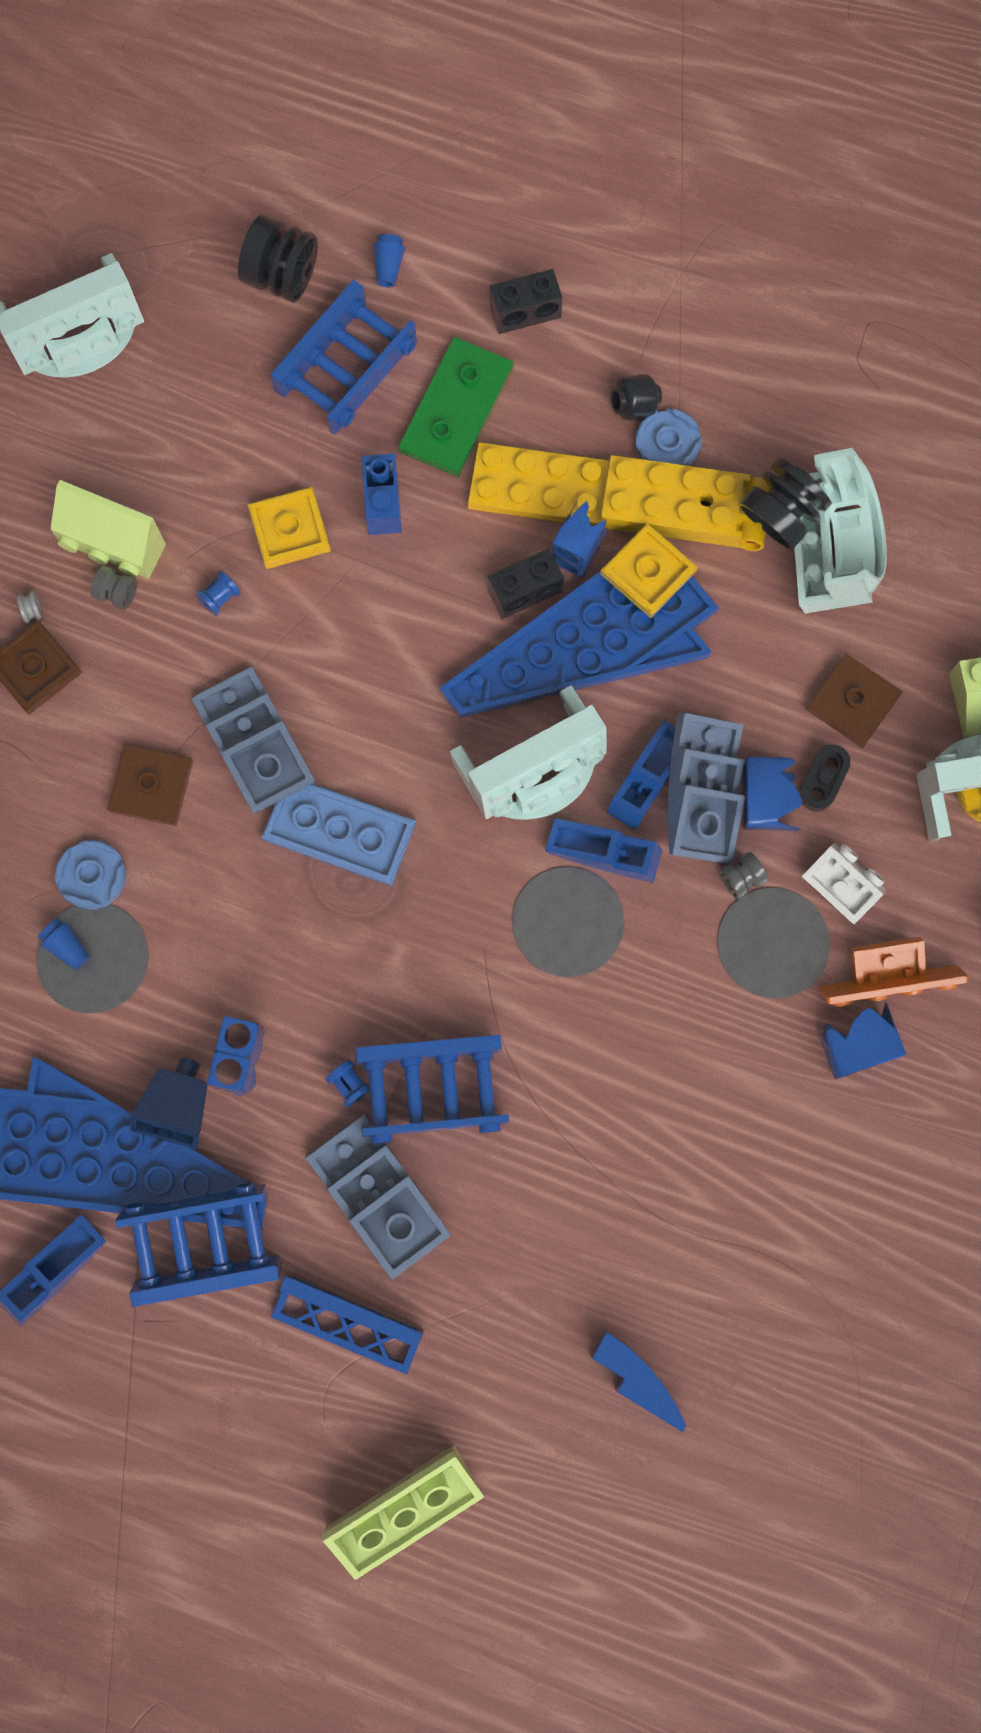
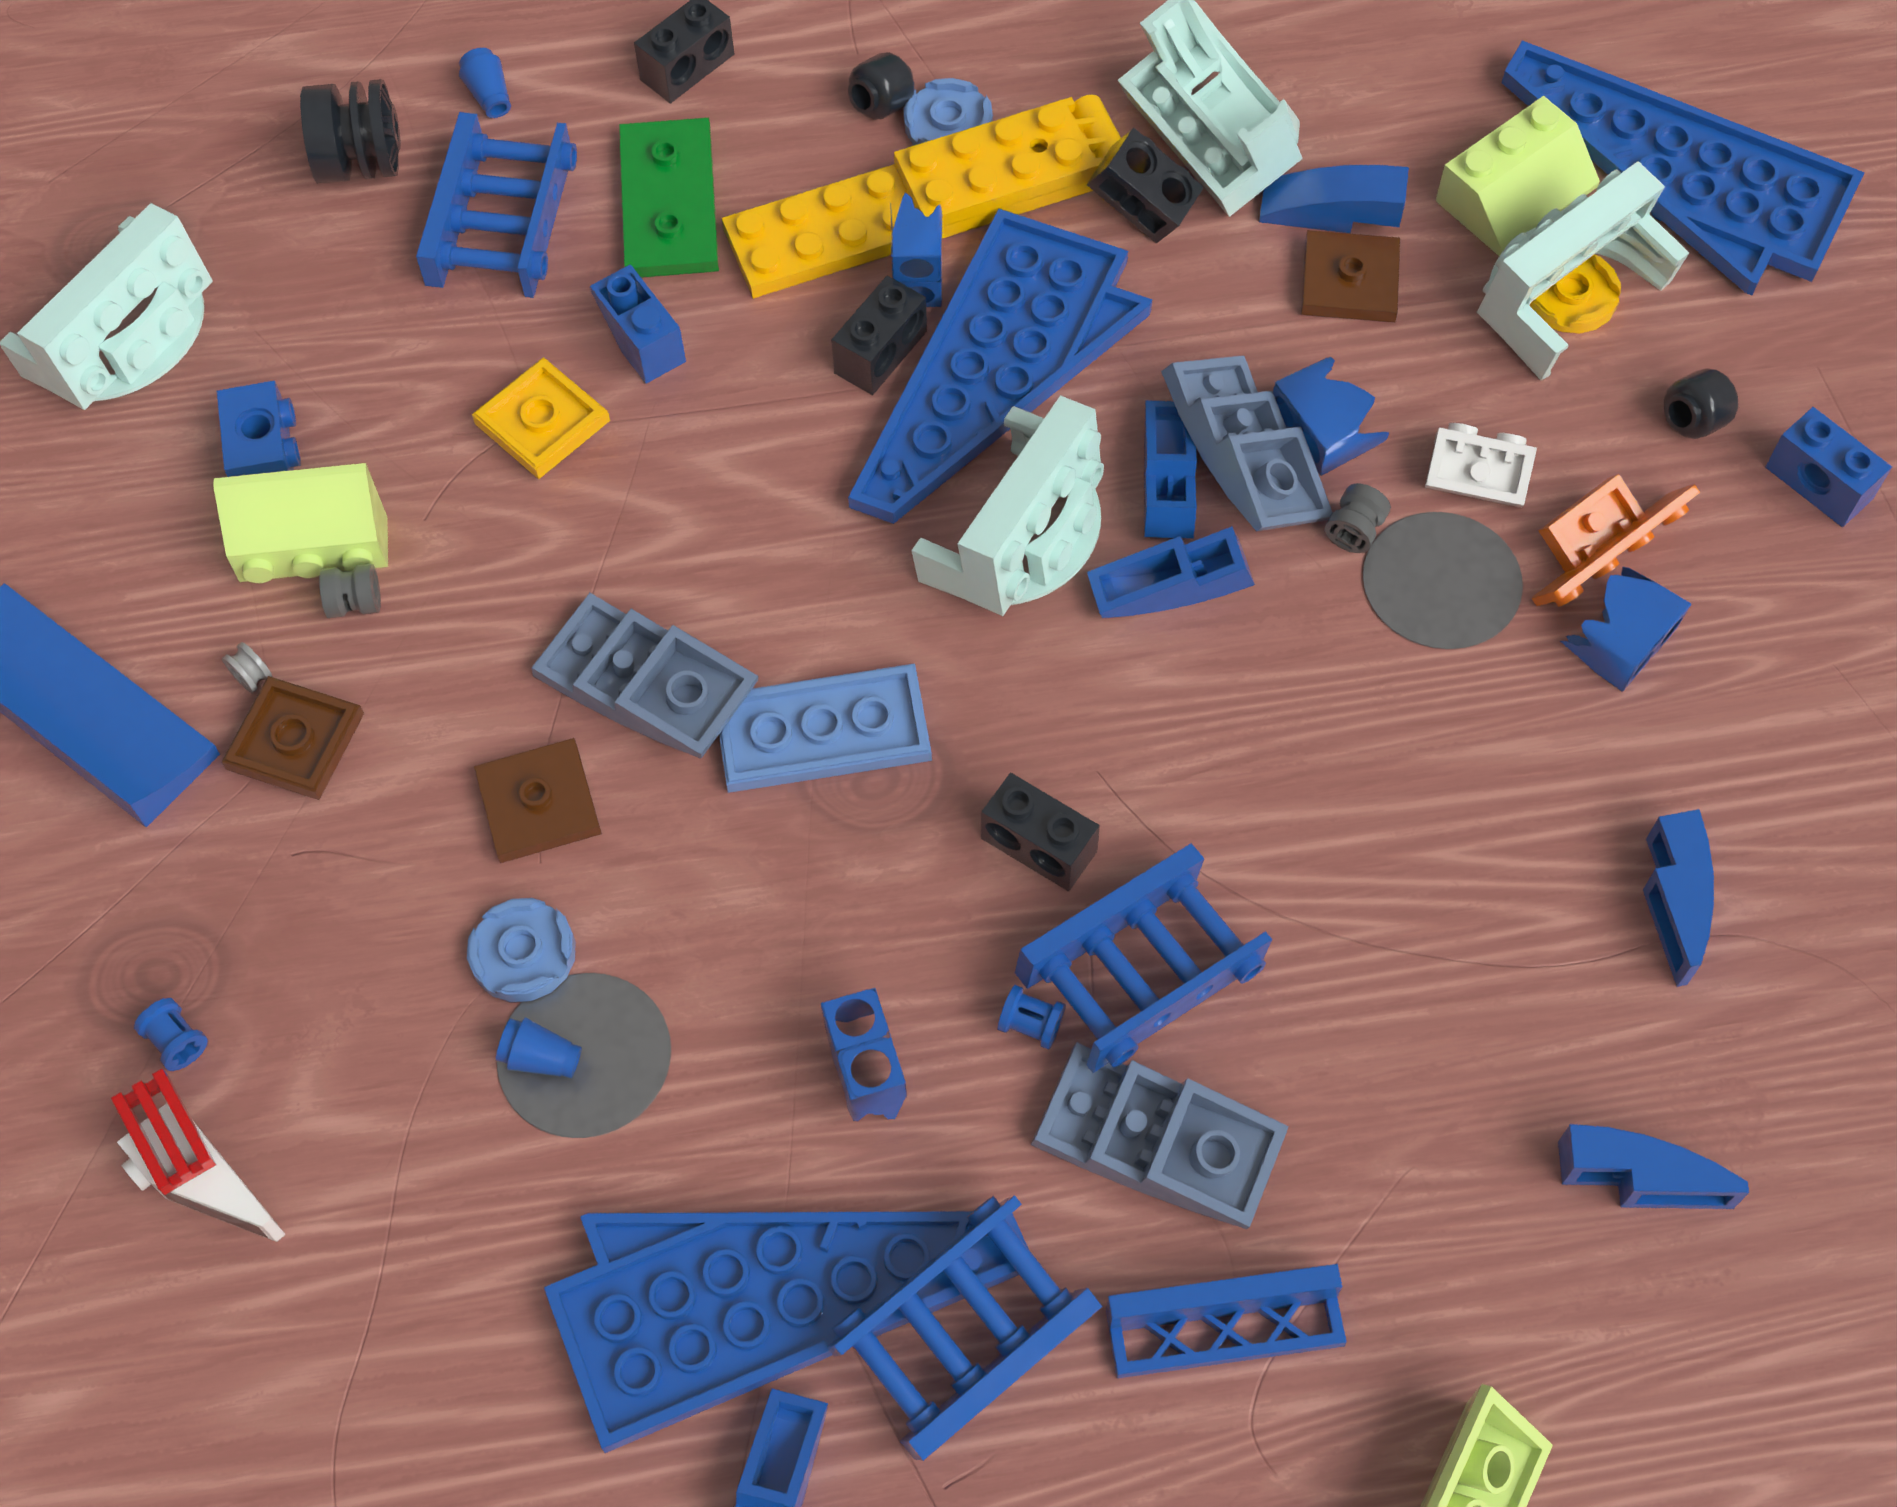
camera: 30 degrees left, 15 degrees down
(112, 433) = (257, 430): none -> blue brick
(172, 1106) = (820, 1168): dark blue torso -> none
(217, 593) = (493, 532): blue bush -> none
(420, 973) = (1039, 831): none -> black brick
(568, 921) = (1179, 685): flat silver sticker -> none
(648, 570) = (1021, 246): yellow plate -> none
(749, 573) = (1145, 185): none -> black brick
(776, 1230) = (1681, 890): none -> blue slope
(790, 497) = (1138, 86): black wheel -> none
(824, 779) = (1381, 372): black plate -> none
(879, 640) = (1337, 197): none -> blue slope

